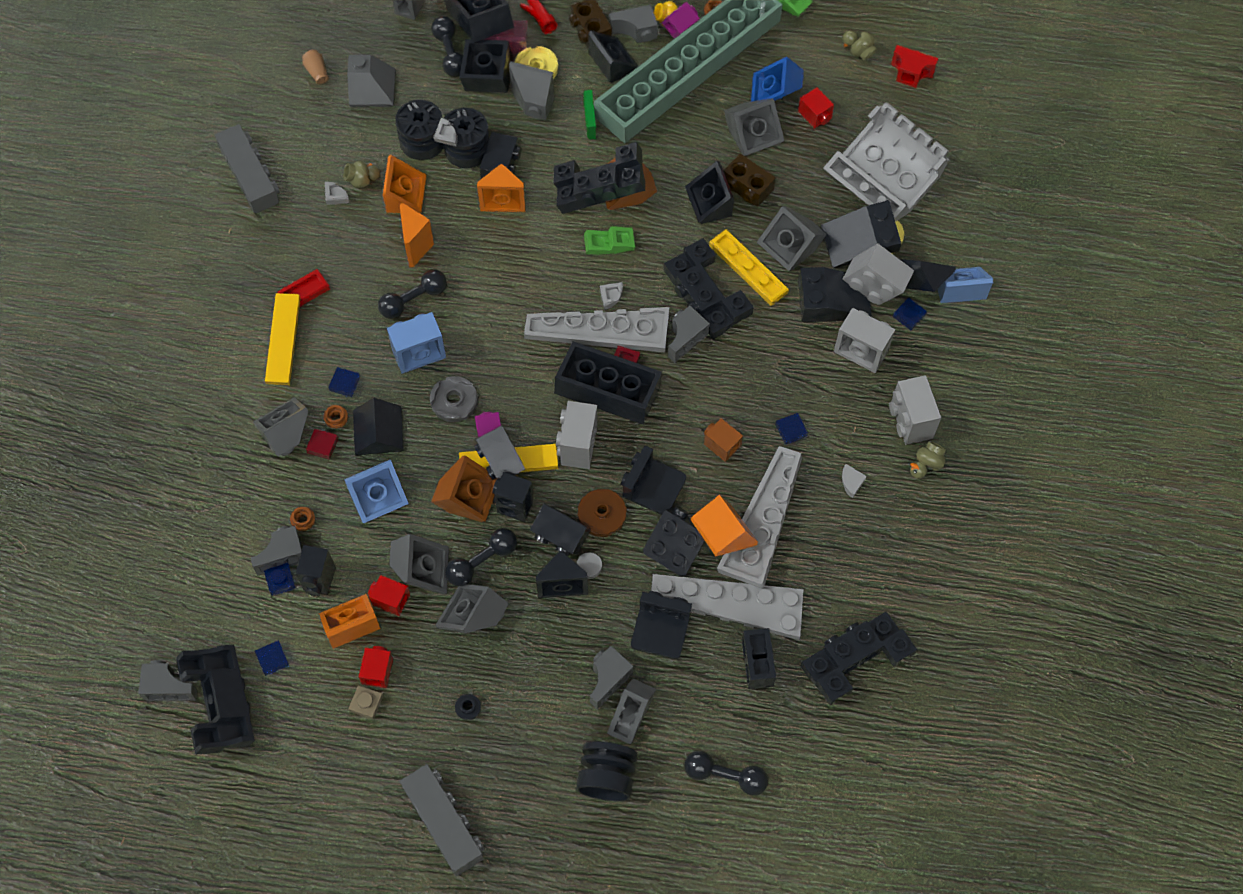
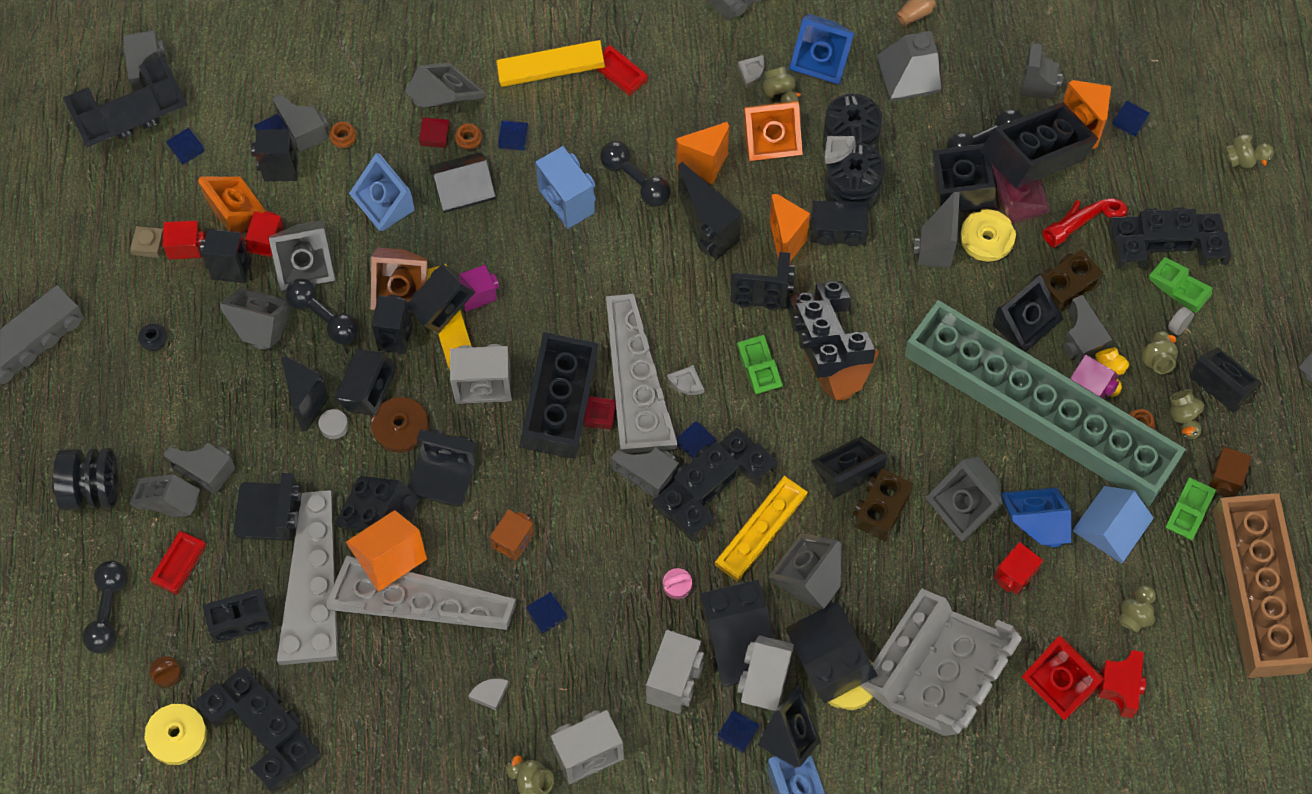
camera: 80 degrees right, 0 degrees up
(334, 136) = (821, 49): none -> blue slope
(409, 626) = (225, 255): none -> black brick
(453, 411) = (517, 260): flat silver tile -> none
(469, 245) = (711, 216): none -> black slope
(547, 205) = (764, 290): none -> black bracket
(589, 114) = (918, 309): green tile -> none
(665, 296) = (694, 439): none -> clear blue tile
(692, 710) = (178, 562): none -> red tile
(783, 332) = (677, 583): none -> bright pink tile
(788, 41) = (1114, 522): none -> medium blue slope
(792, 730) = (165, 672): none -> reddish brown tile
(847, 740) = (183, 746): none -> light yellow plate
(906, 95) = (1063, 678): none -> red slope

